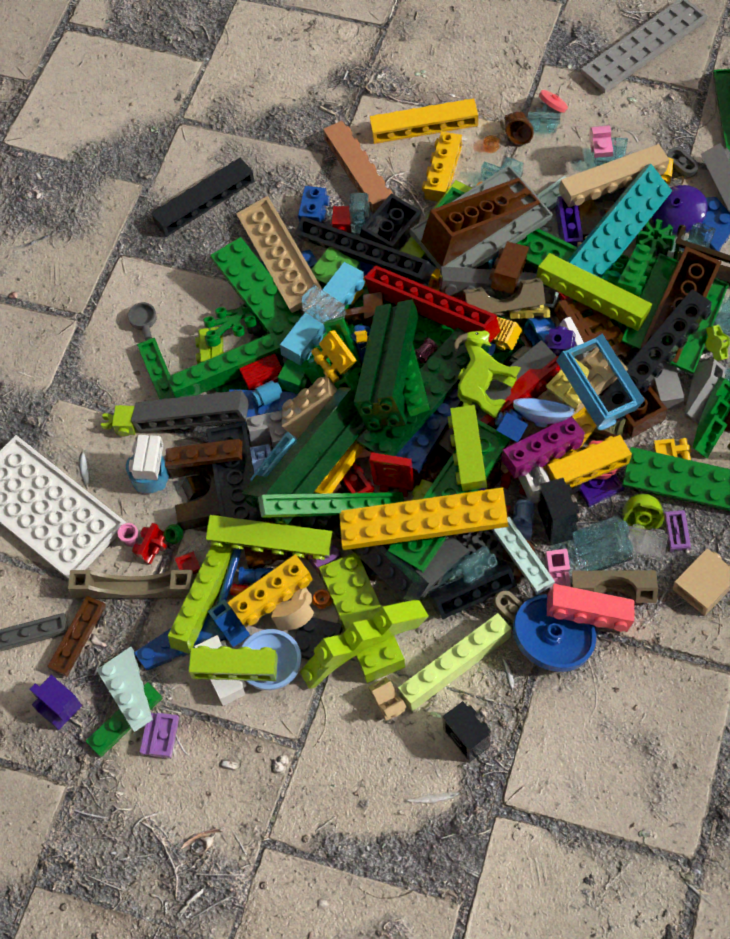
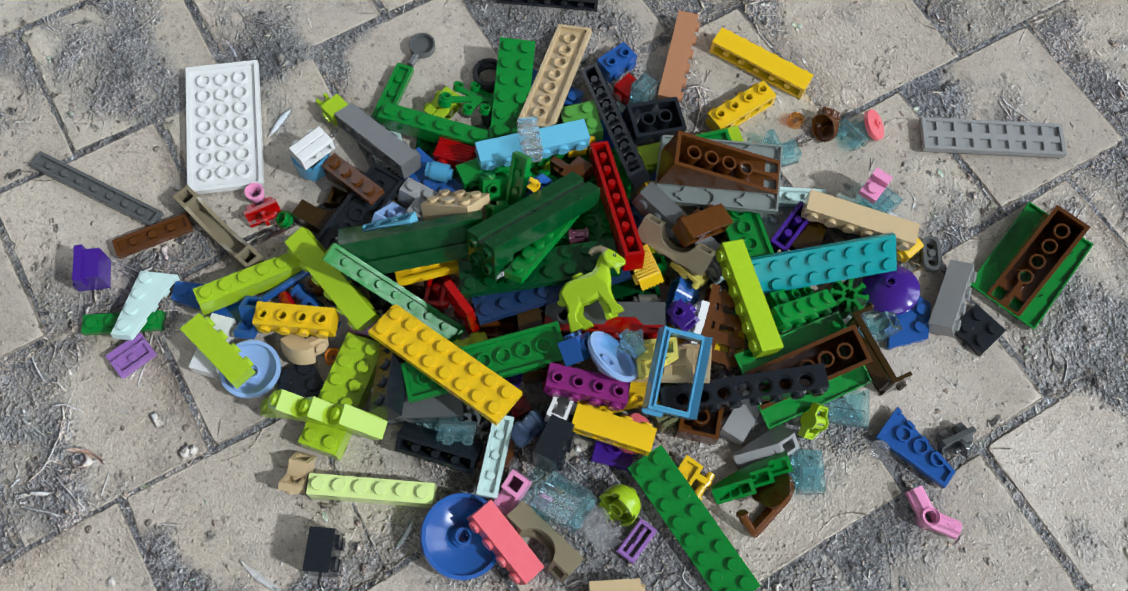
camera: 30 degrees right, 5 degrees up
(188, 562) = (272, 249): red plate -> none
(215, 285) = (480, 66): none -> black tyre
(338, 354) = (504, 177): yellow plate -> none
(468, 448) = (526, 338): lime brick -> none
(511, 605) = (448, 486): dark tan plate -> none
(547, 387) = (632, 343): none -> clear light blue rock

